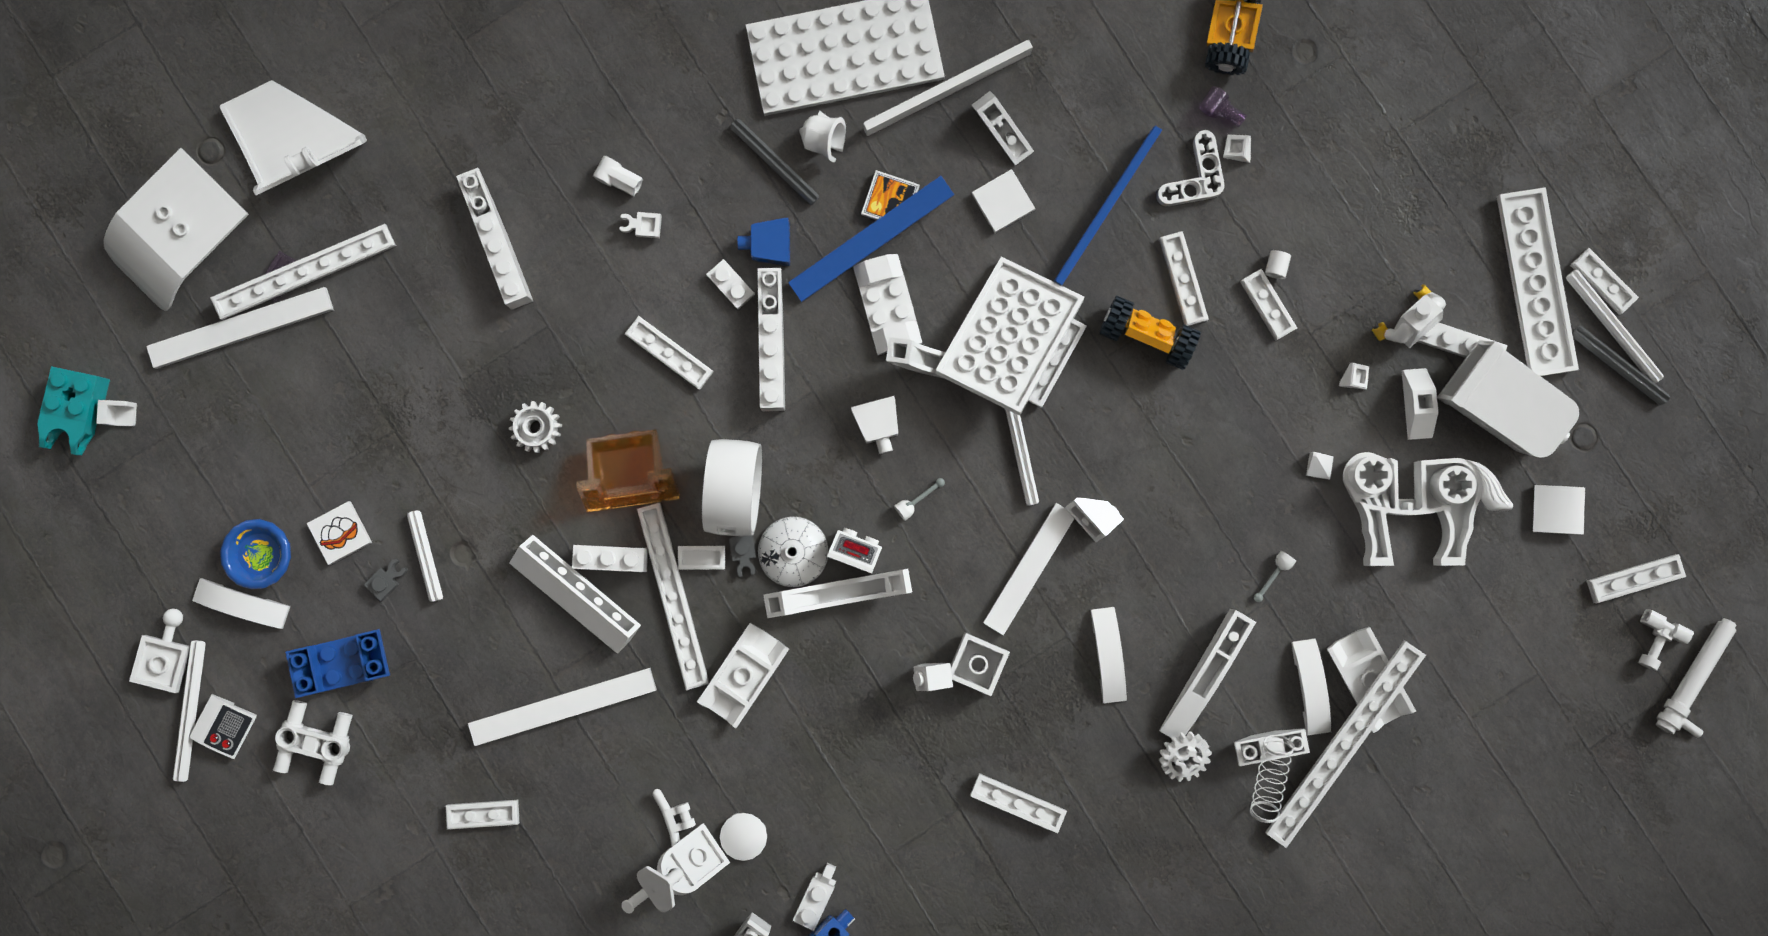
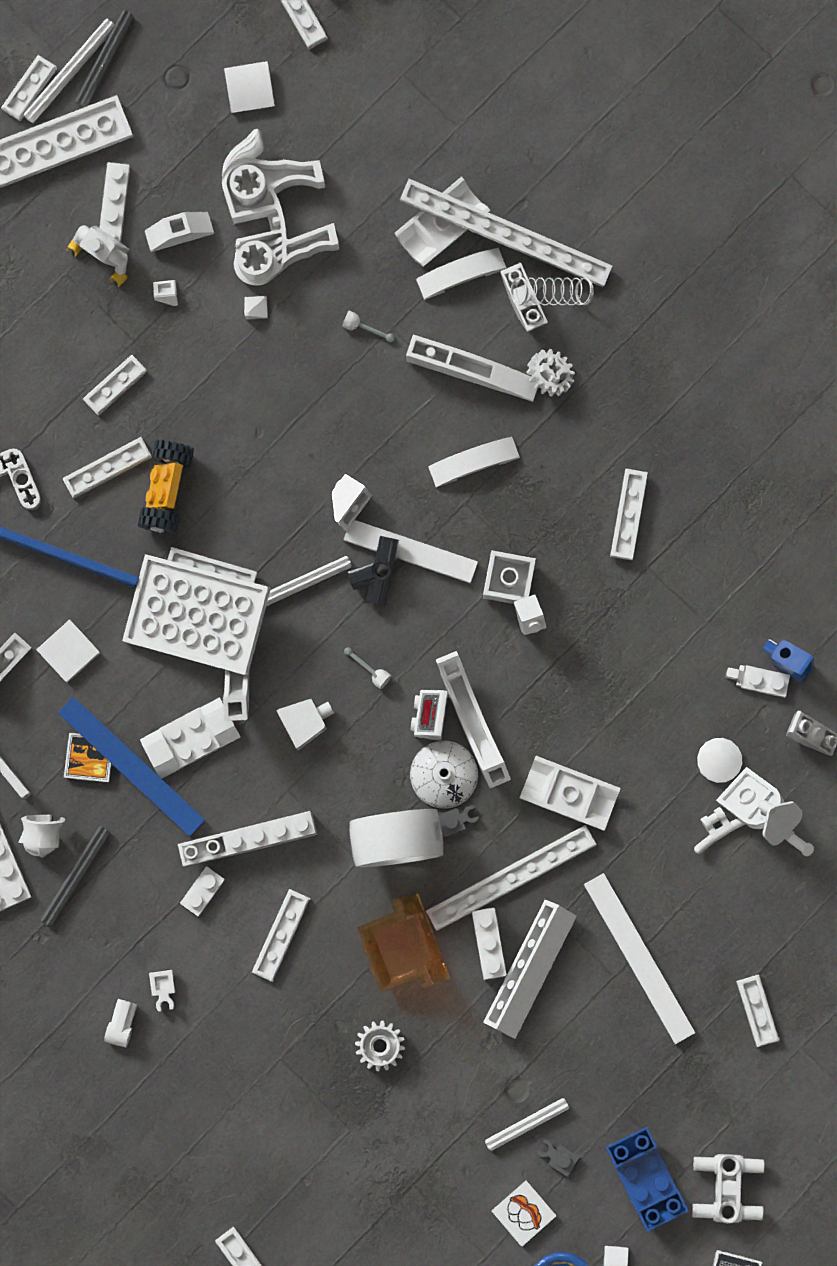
camera: 95 degrees left, 5 degrees down
(494, 239) = (206, 1128): white slope -> none
(701, 557) = (469, 859): white tile -> none
(768, 242) = (154, 863): blue torso -> none
(1011, 521) = (369, 575): none -> black piece
(1277, 264) = (76, 384): white beam -> none
(1510, 401) = (160, 150): white piece -> none

